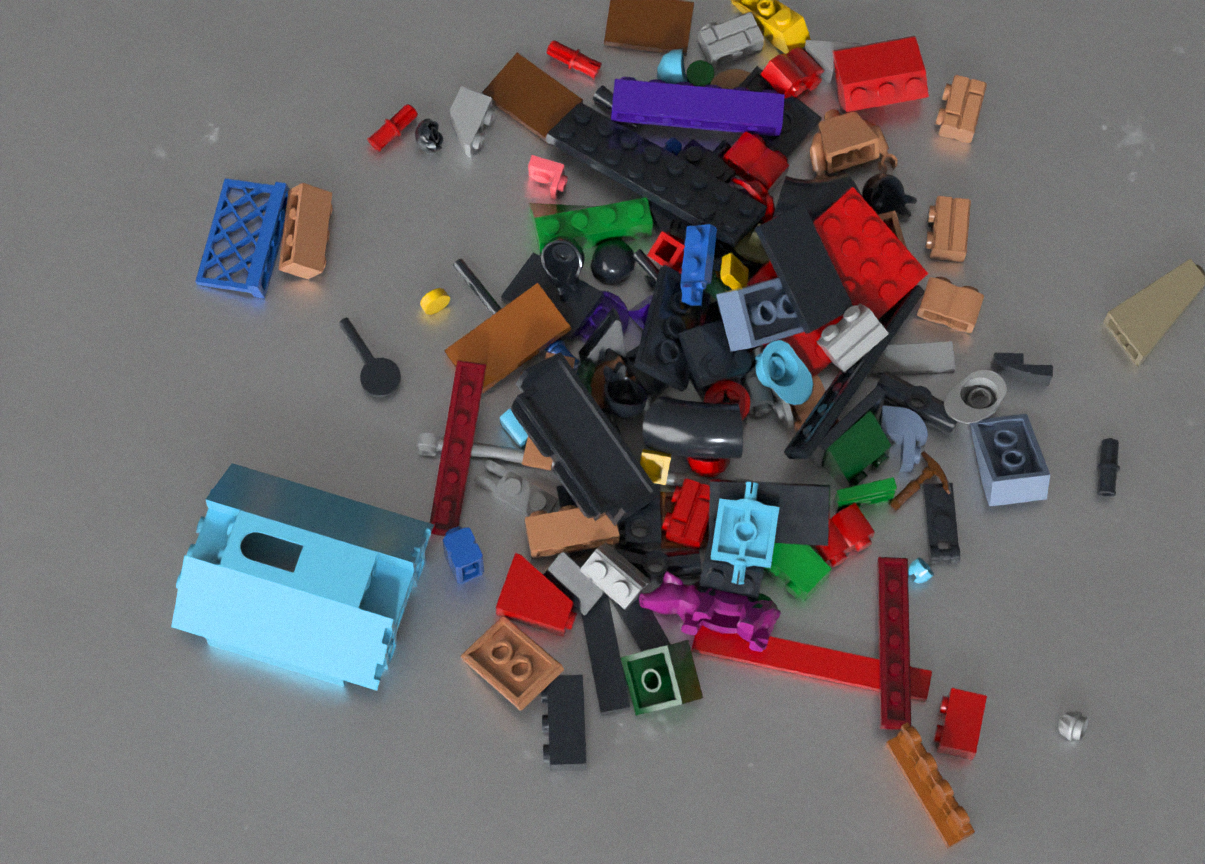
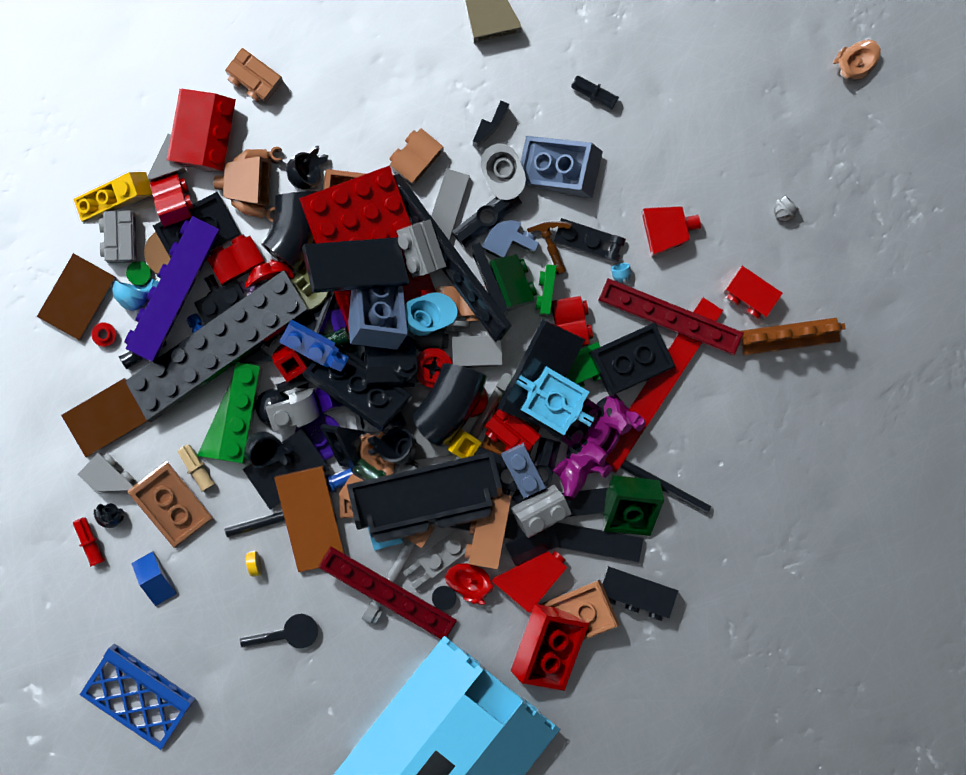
camera: 70 degrees left, 15 degrees up
(305, 231) = (154, 646): nougat brick -> none
(377, 207) = (153, 578): none -> blue slope
(463, 554) = (476, 622): blue brick -> none
(464, 644) = (549, 648): none -> red slope
(465, 191) = (170, 504): none -> nougat tile
(476, 515) = (444, 597): none -> black tile
(505, 533) = (470, 582): none -> red hat
(515, 206) = (195, 467): none -> tan axle
(548, 171) = (176, 432): coral bracket -> none
(574, 59) = (85, 371): red axle -> none
(619, 277) = (298, 410): none -> light grey brick
(620, 70) = (109, 340): none -> red plate
(653, 538) = (523, 470): none -> sand blue plate
(698, 714) = (667, 487): none -> black bar
(733, 272) = (333, 320): yellow plate -> none
(765, 446) = (476, 350): none -> light grey brick
(827, 614) = (632, 359): none -> black tile
(949, 229) = (352, 130): nougat brick -> none
(992, 601) = (667, 228): none -> red torso

